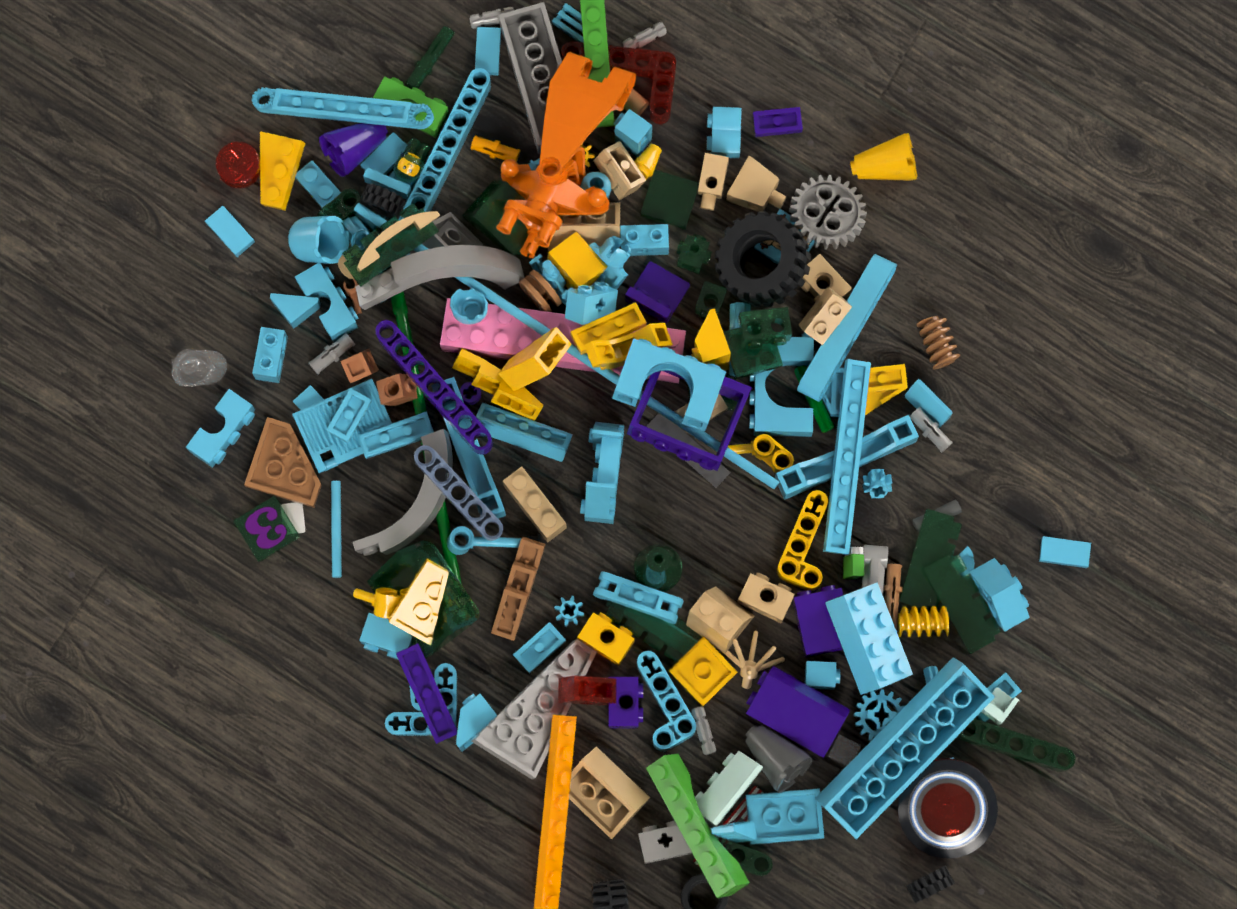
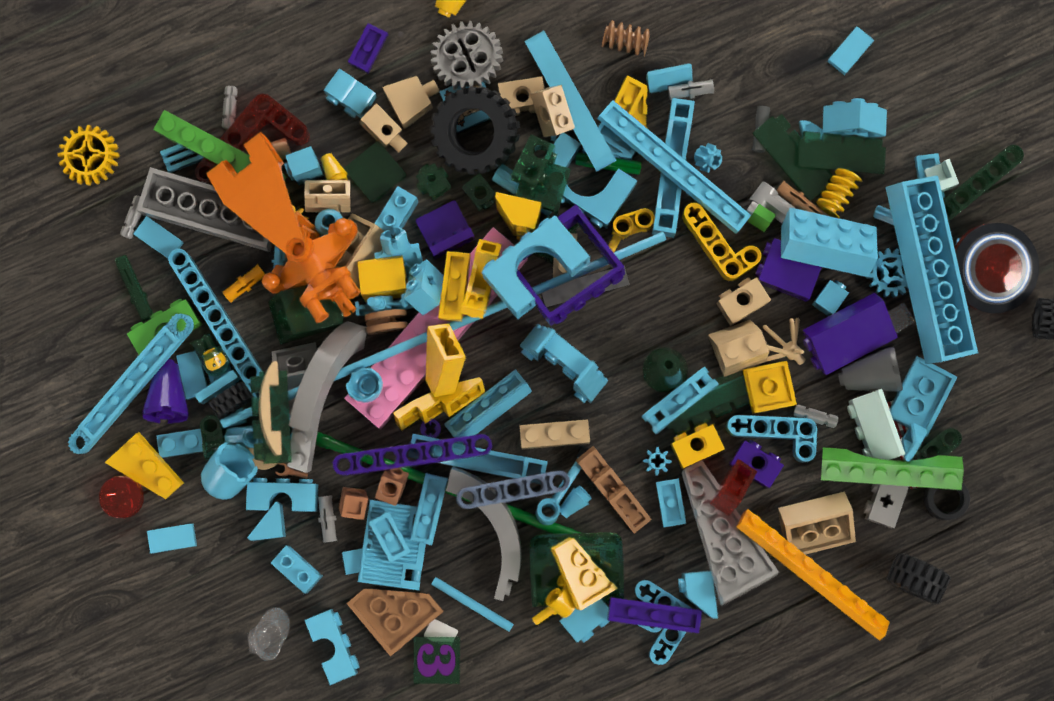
camera: 55 degrees left, 5 degrees up
(487, 561) = (576, 500): none -> medium azure cone

